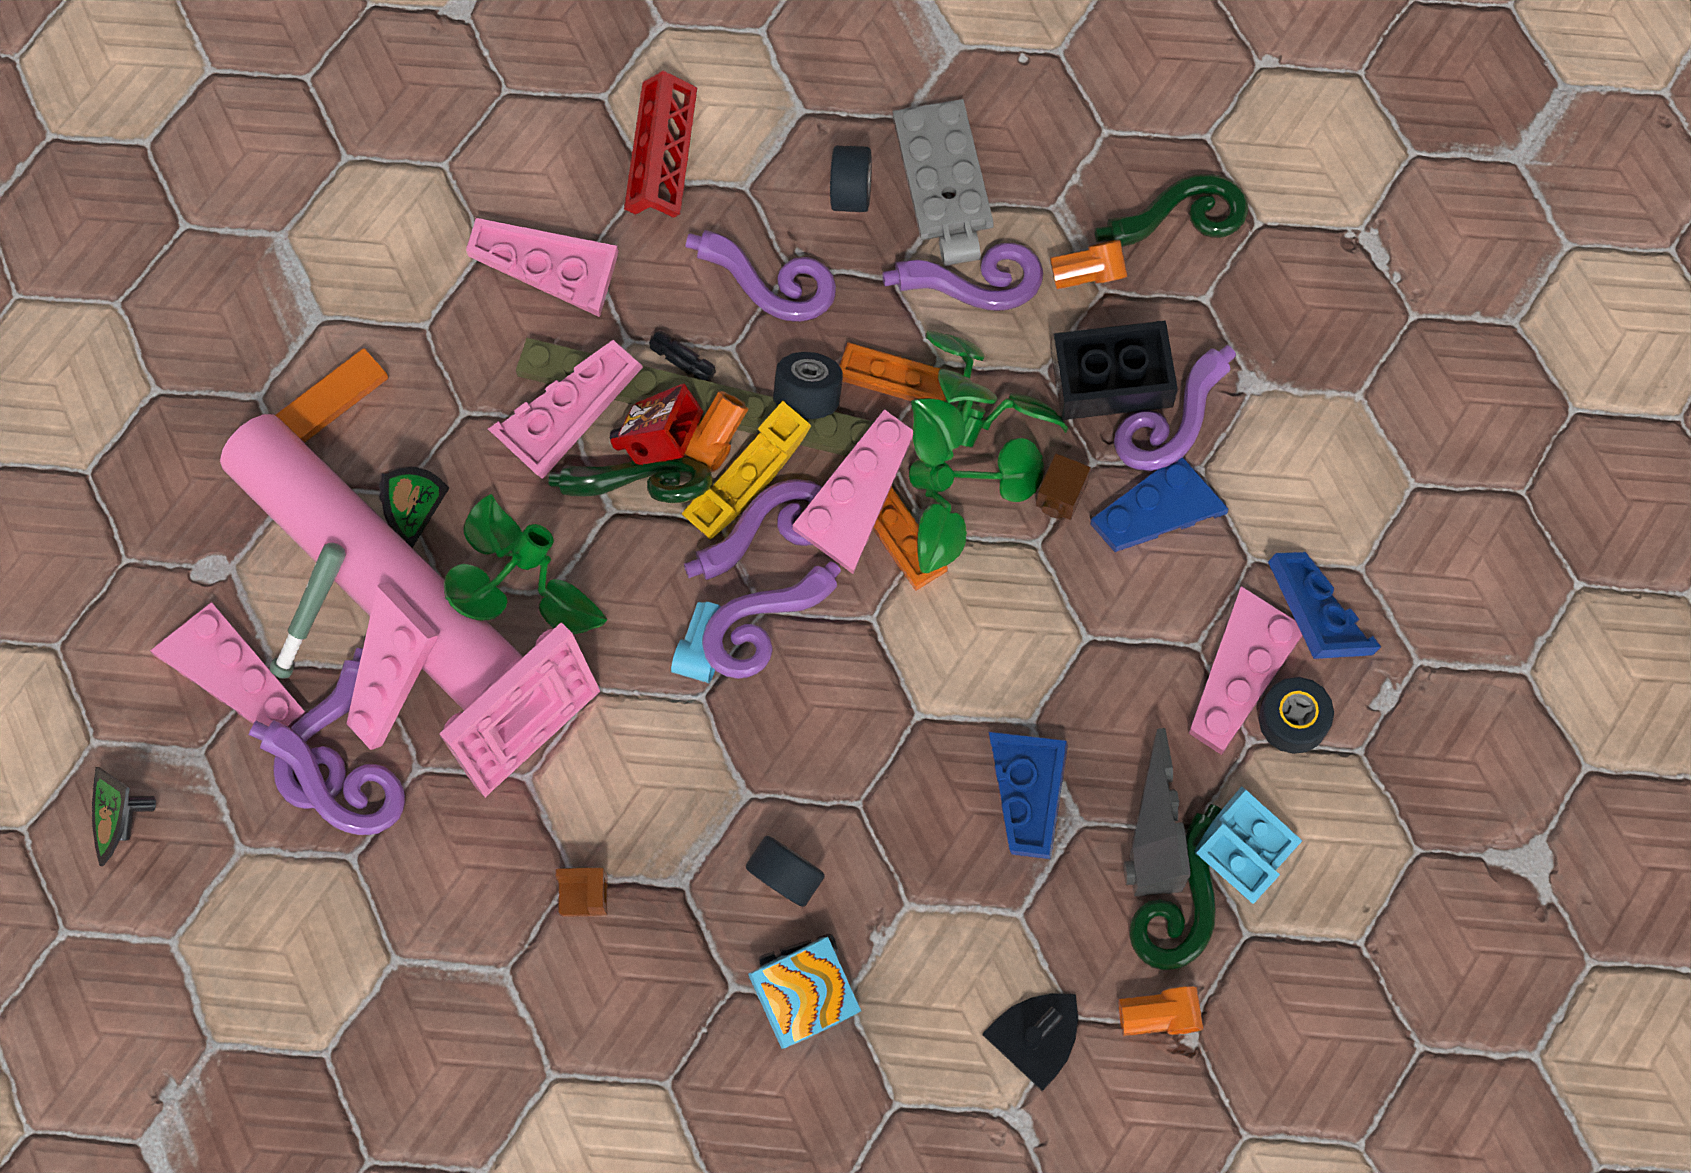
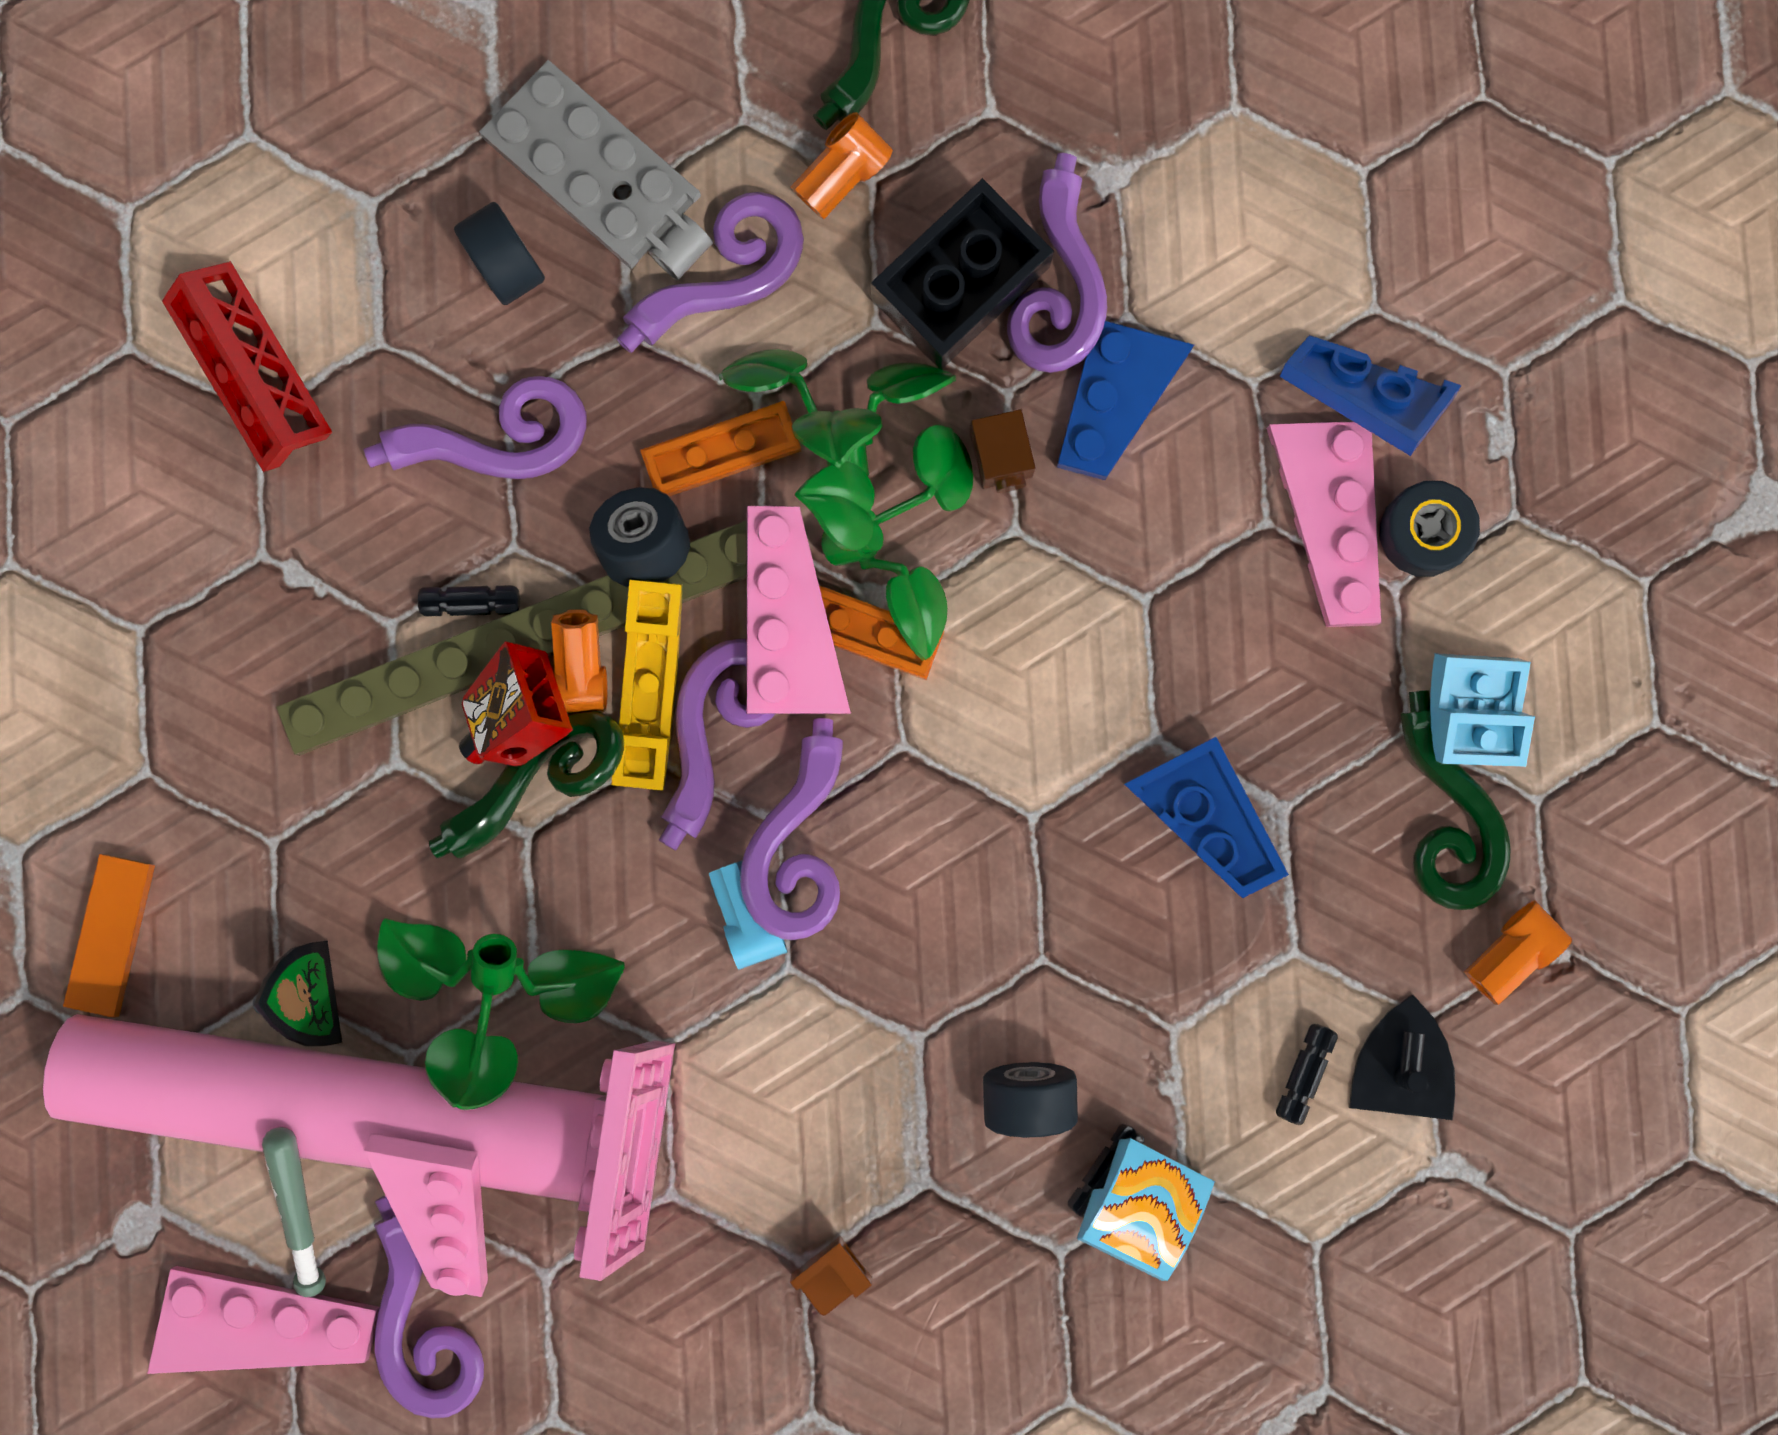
camera: 45 degrees left, 15 degrees up
(294, 750) = (404, 1367): medium lavender plant -> none
(552, 262) = (233, 597): bright pink wing -> none
(554, 421) = (390, 764): bright pink wing -> none
(969, 990) = (1306, 1074): none -> black axle
(1159, 846) = (1393, 785): dark grey wedge -> none

